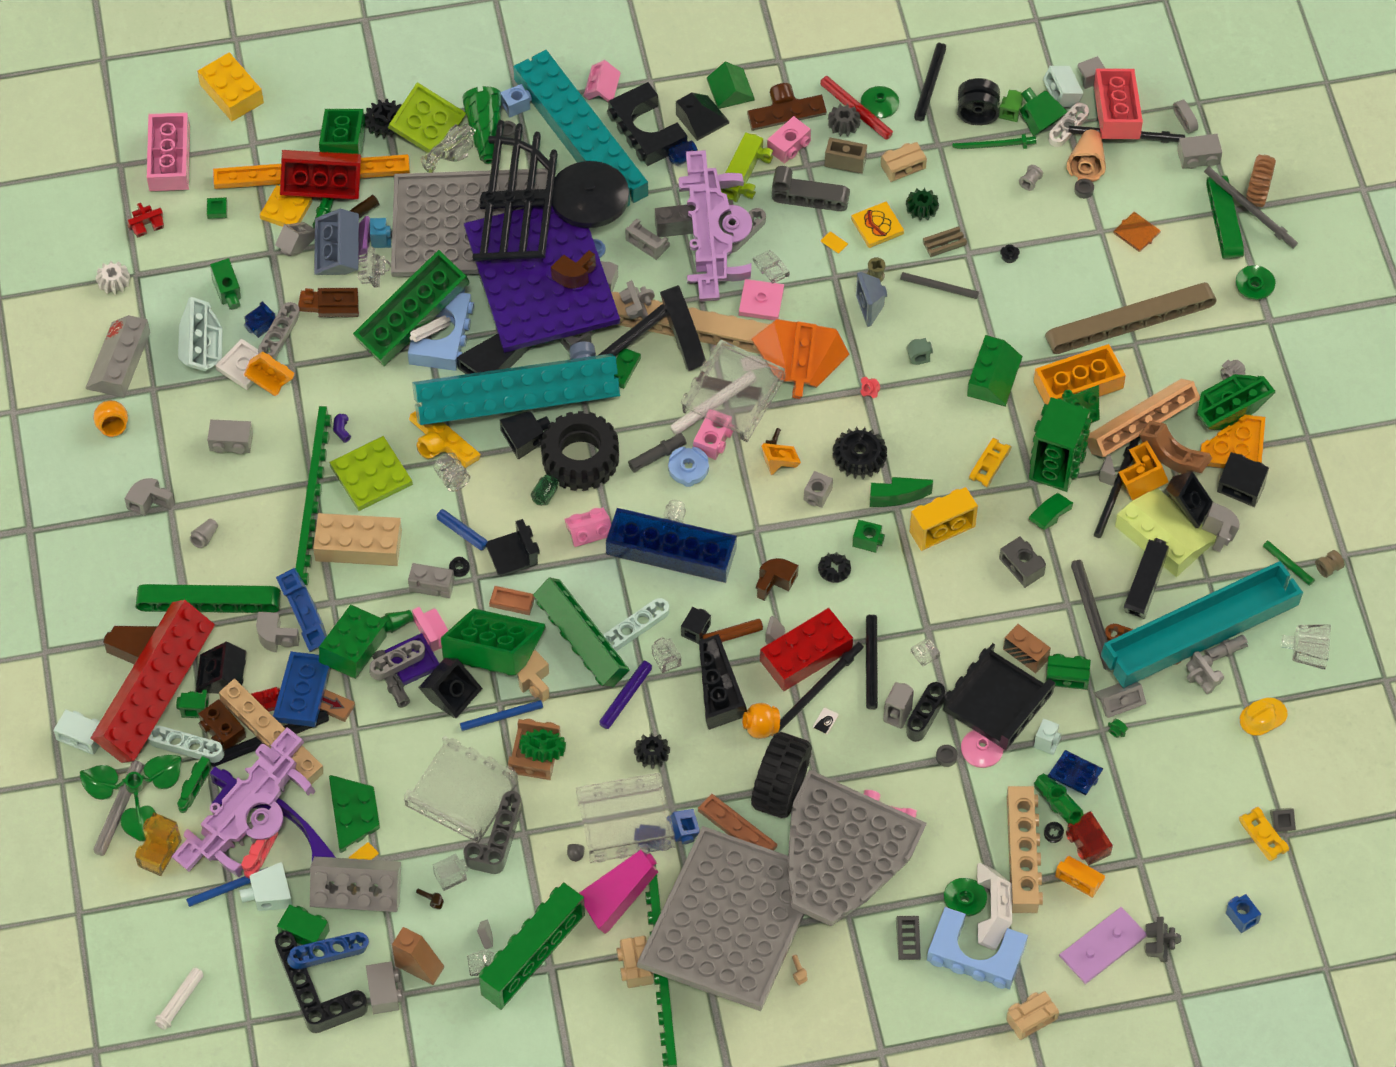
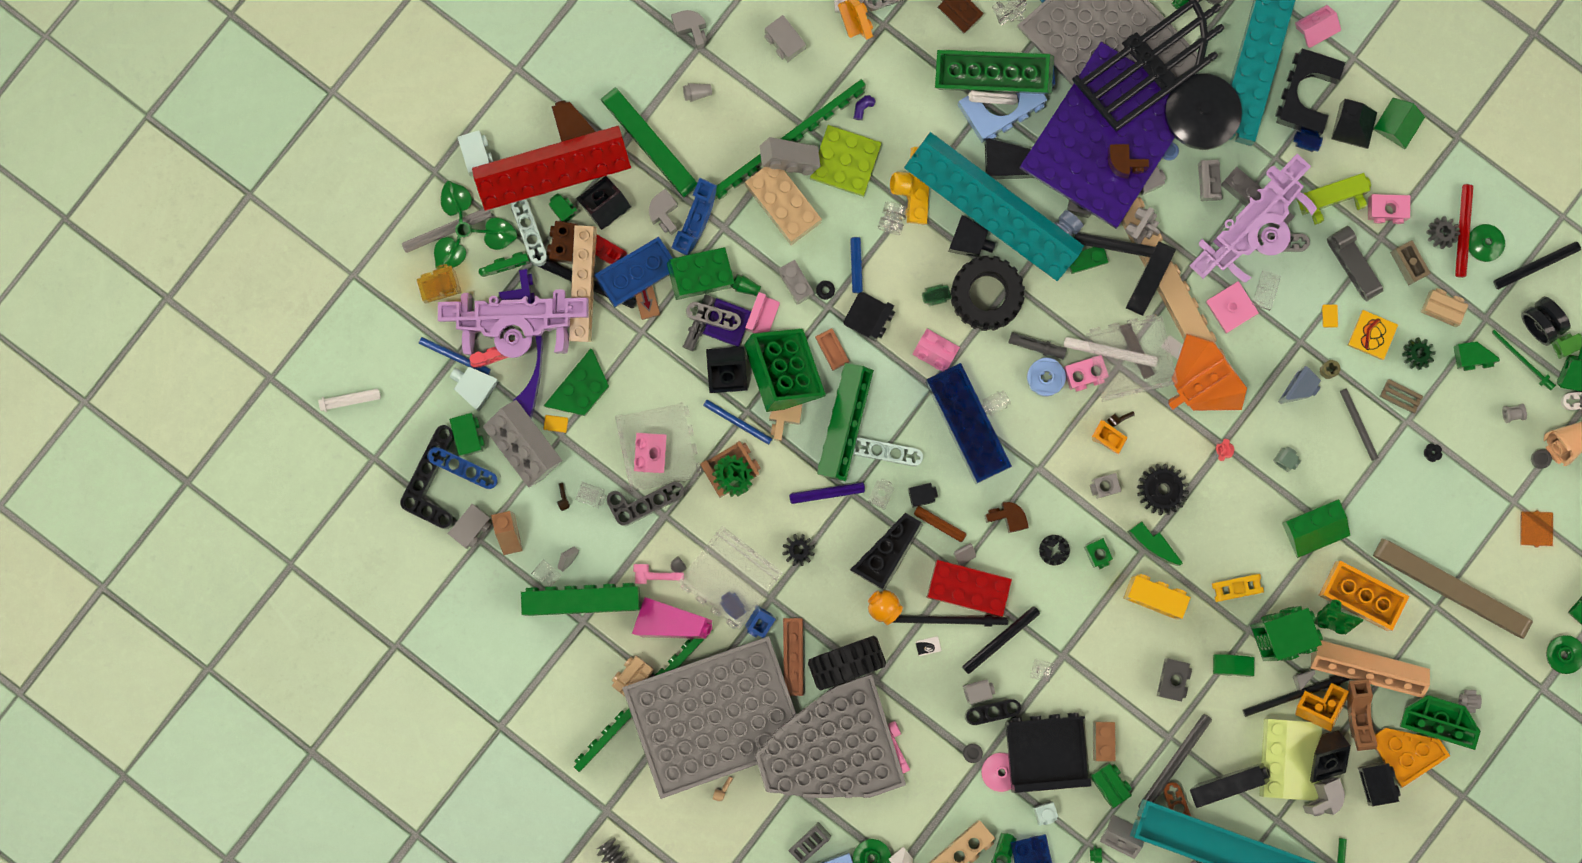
camera: 45 degrees right, 25 degrees up
(327, 499) = (789, 156): none -> light grey brick
(461, 793) = (650, 452): none -> bright pink brick
(552, 881) = (642, 574): none -> bright pink brick
(784, 107) = (1415, 180): reddish brown plate -> none
(959, 169) = (1474, 354): none -> green slope

